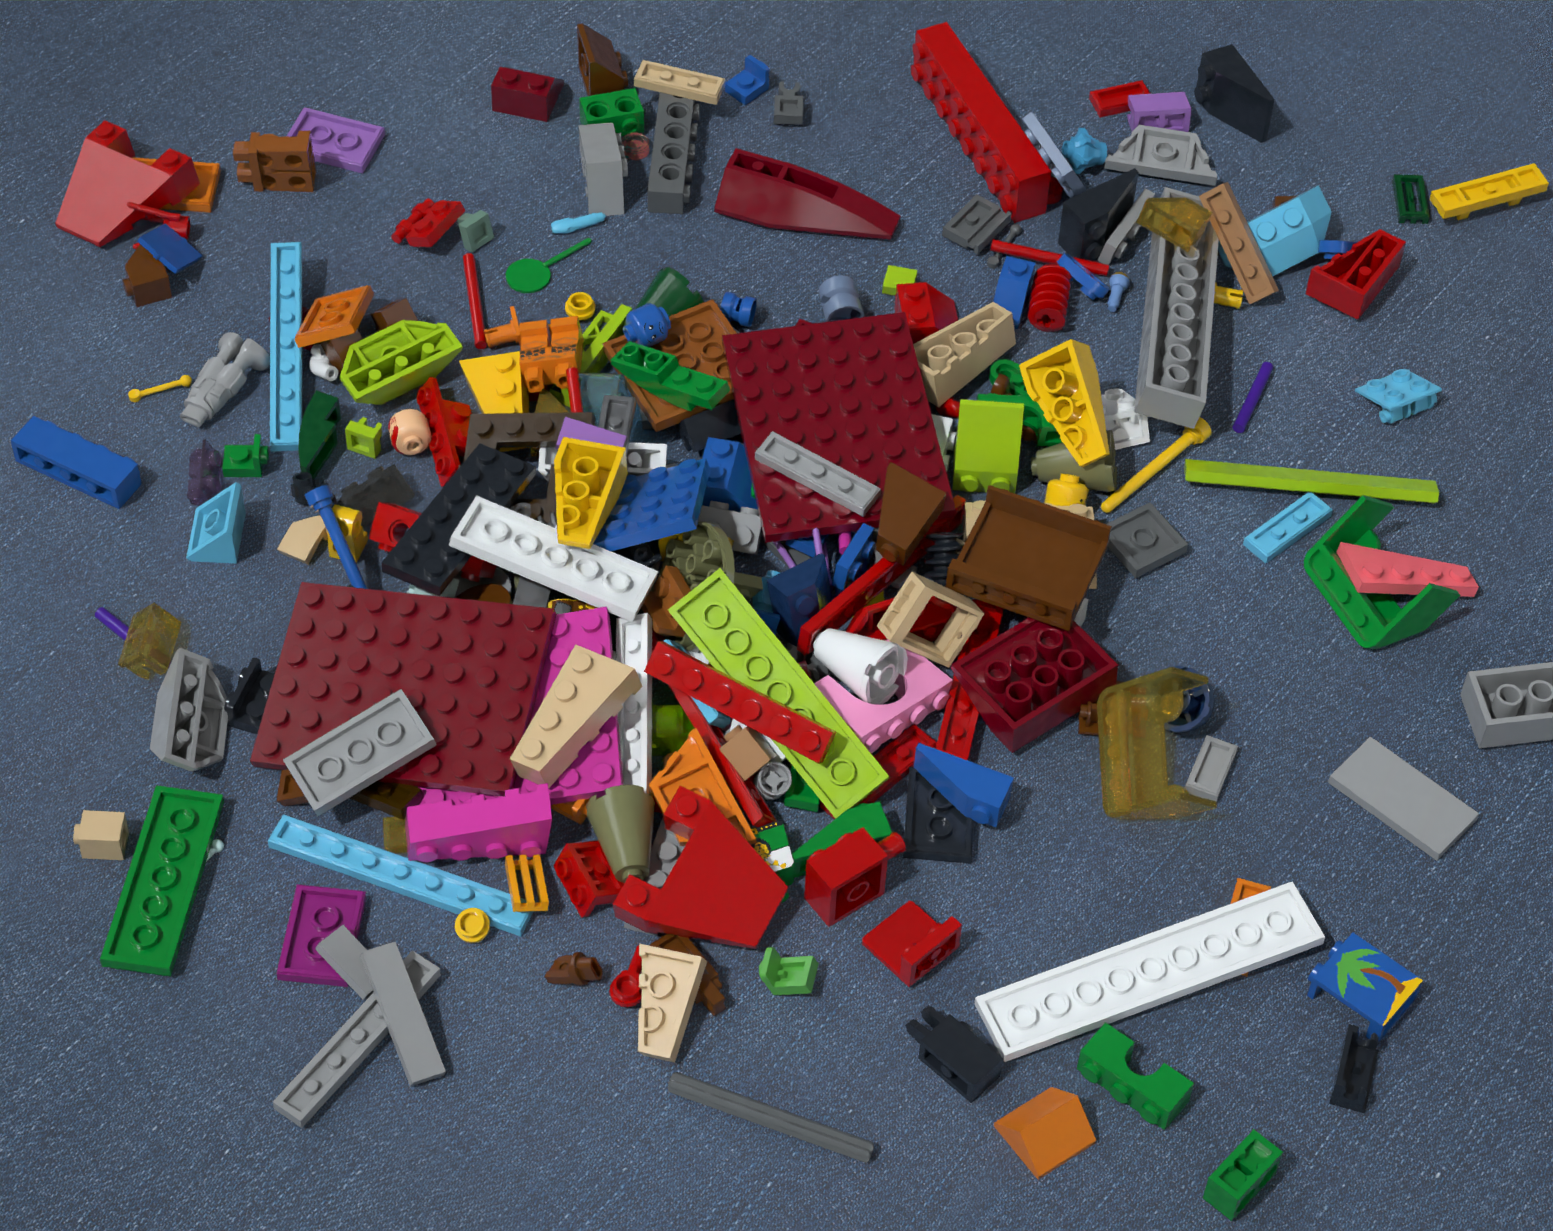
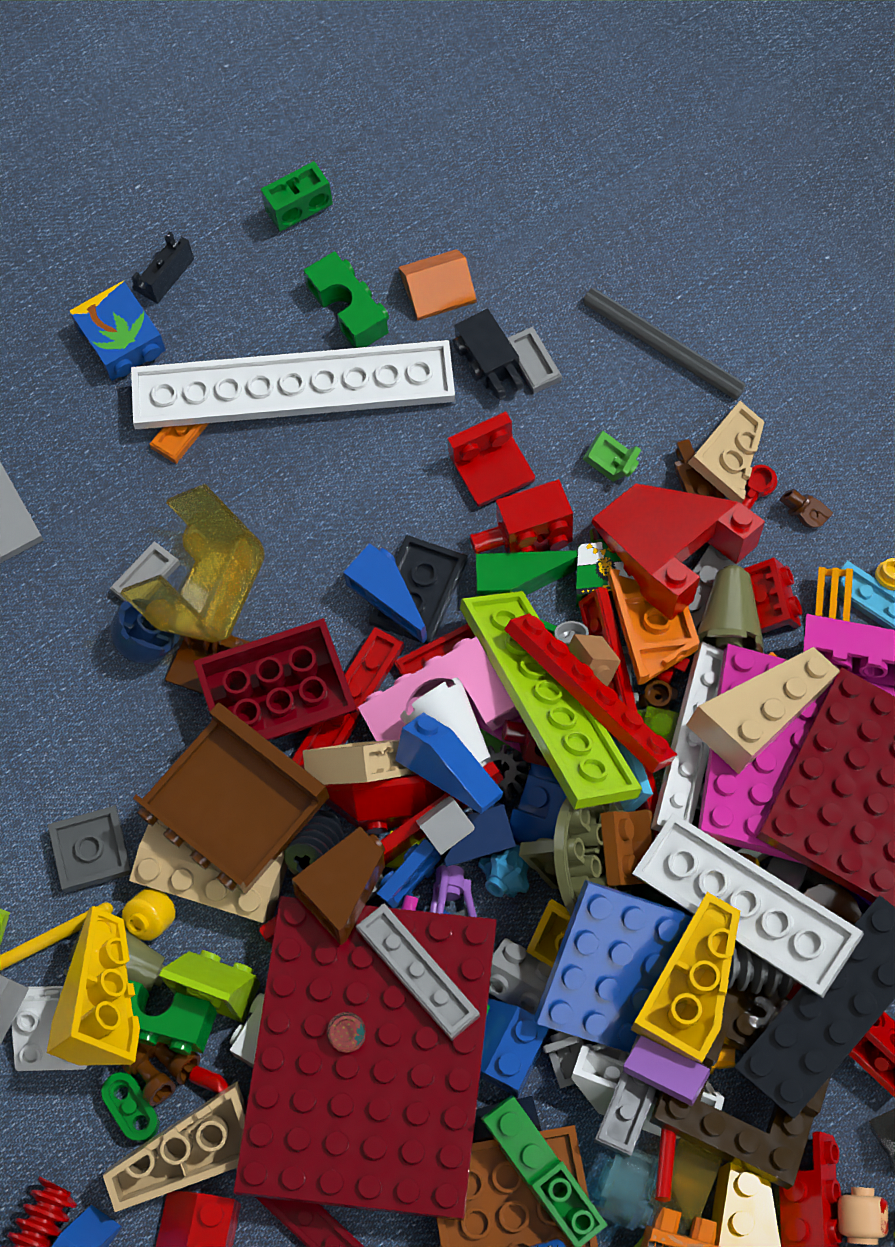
camera: 155 degrees left, 15 degrees up
(839, 570) = (445, 824): none -> light grey panel
(844, 607) = (446, 762): none -> blue slope
(858, 419) = (346, 1032): none -> clear smoke tile
(907, 1068) = (535, 360): none -> light grey tile

